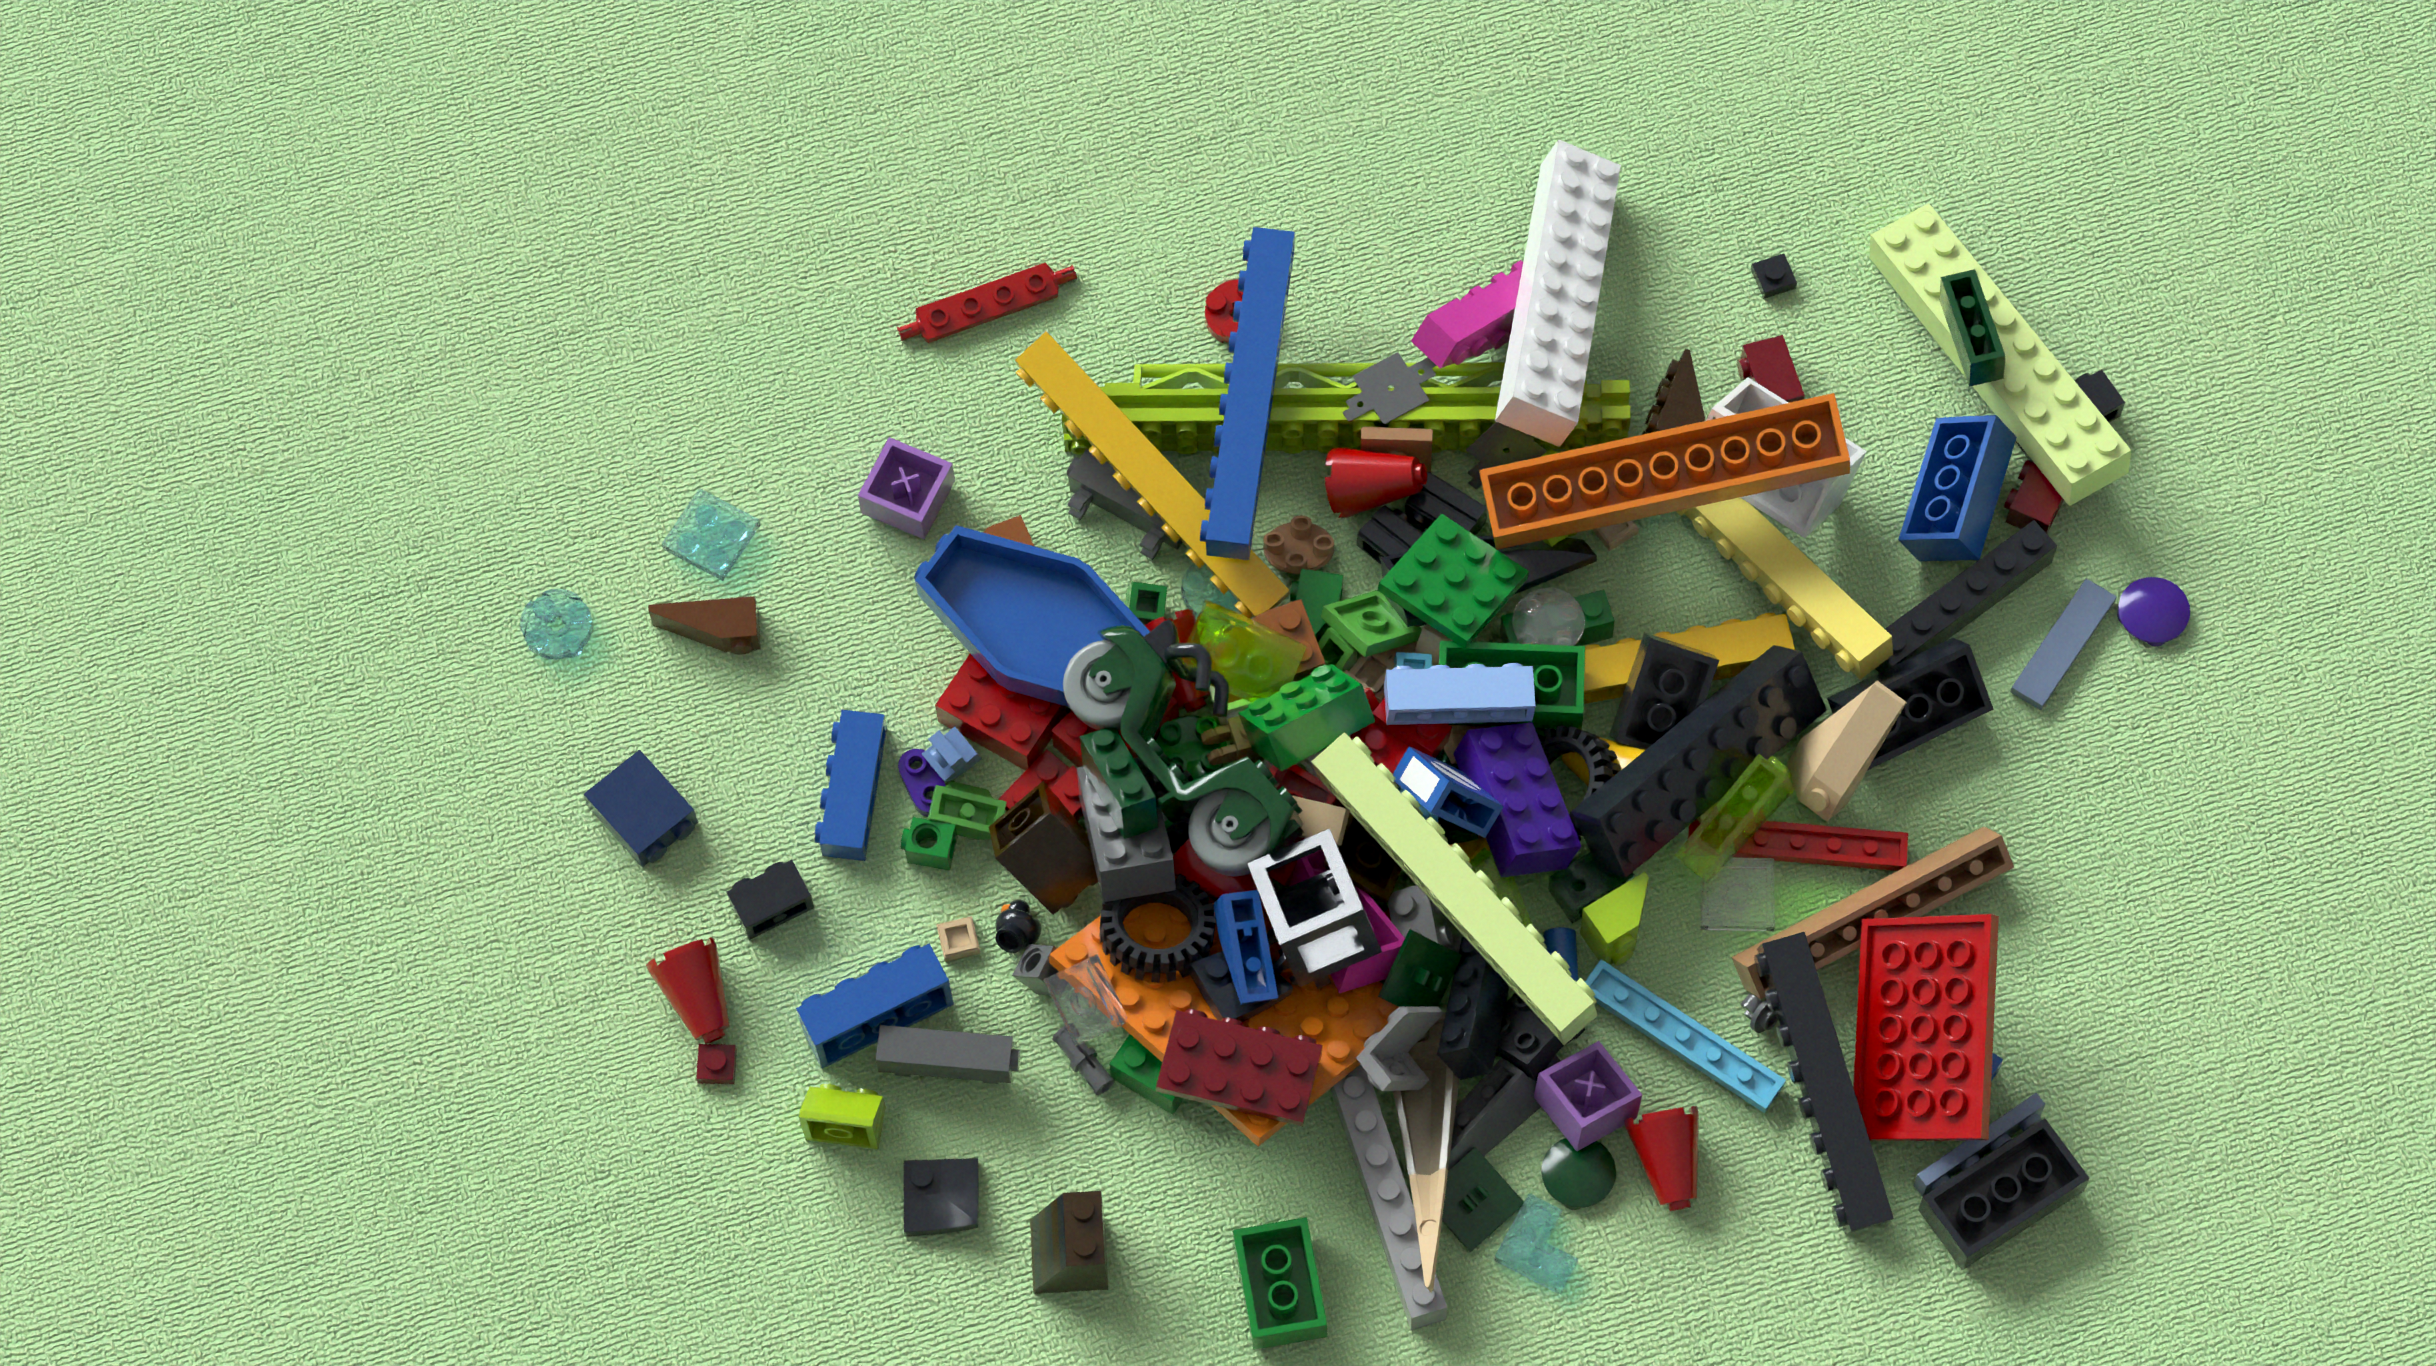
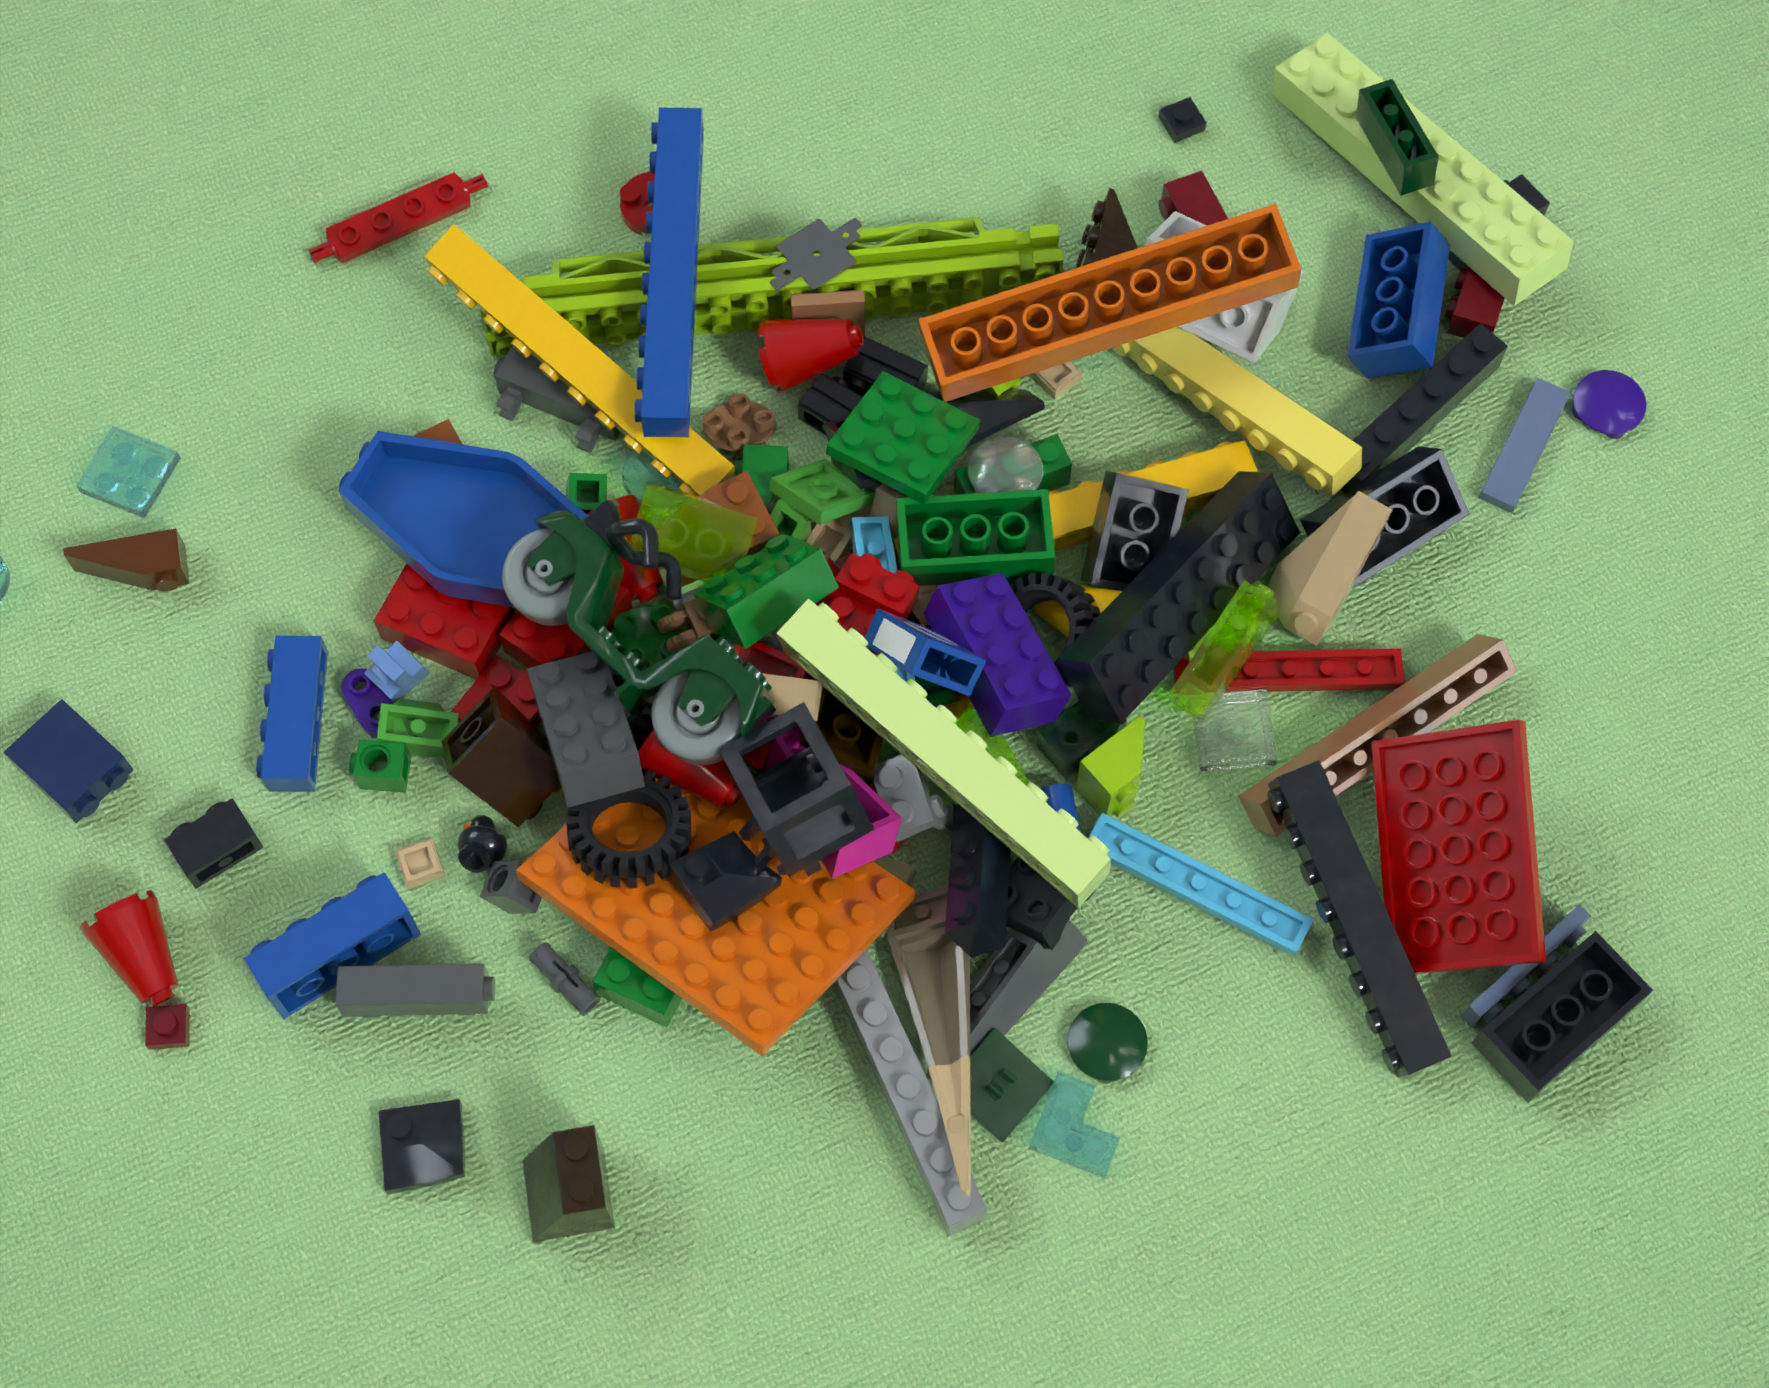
camera: 10 degrees left, 0 degrees up
(842, 1116) = (307, 1069): lime slope -> none
(906, 488) = (328, 404): medium lavender brick -> none
(1086, 1000) = (560, 915): clear tile -> none
(1119, 782) = (572, 677): dark green brick -> none
(1239, 1067) = (732, 971): dark red bracket -> none
(1246, 946) = (726, 838): blue slope -> none
(1280, 1283) = (801, 1202): green brick -> none
(1387, 1051) = (890, 936): light grey bracket -> none
(1419, 973) = (916, 850): dark green piece -> none
(1459, 694) = (924, 550): light blue brick -> none
(1471, 324) = (901, 178): dark pink wedge -> none
(1490, 447) = (937, 291): dark grey piece -> none
(1558, 294) = (975, 149): white brick -> none
(1587, 1095) = (1108, 959): medium lavender brick -> none
(1669, 1153) = (1202, 1012): red cone -> none
(1759, 1014) = (1275, 851): dark grey plate -> none

